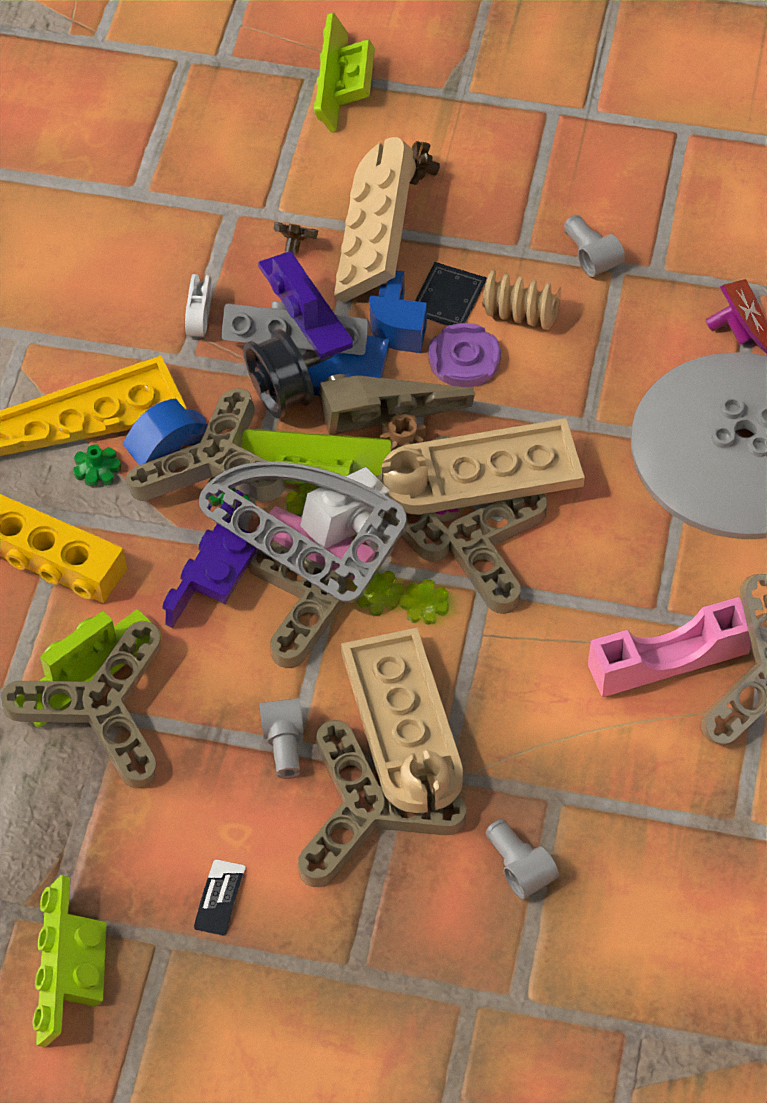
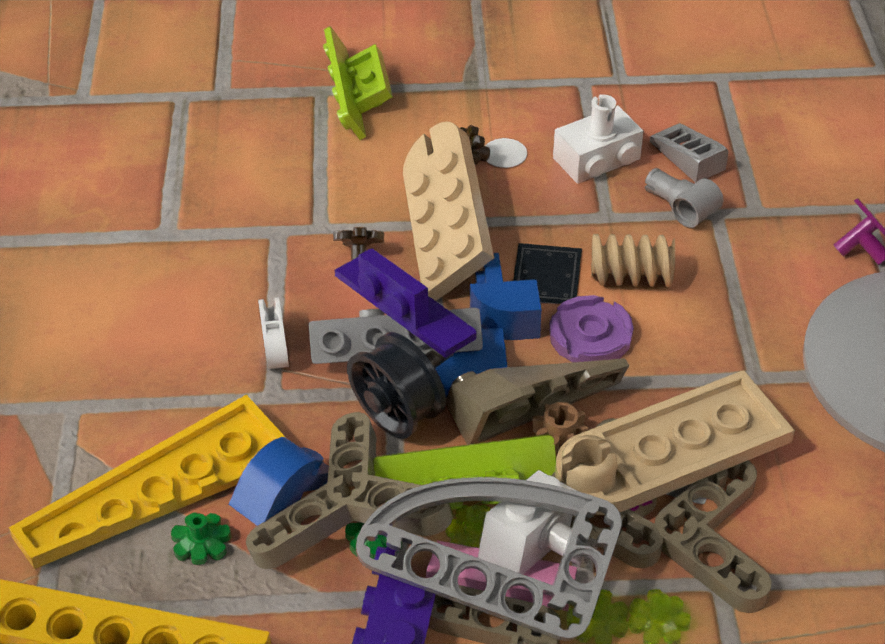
camera: 15 degrees left, 10 degrees down
(455, 170) = (506, 152): none -> white sticker
(536, 178) = (598, 141): none -> white brick
(624, 219) = (702, 161): none -> light grey slope

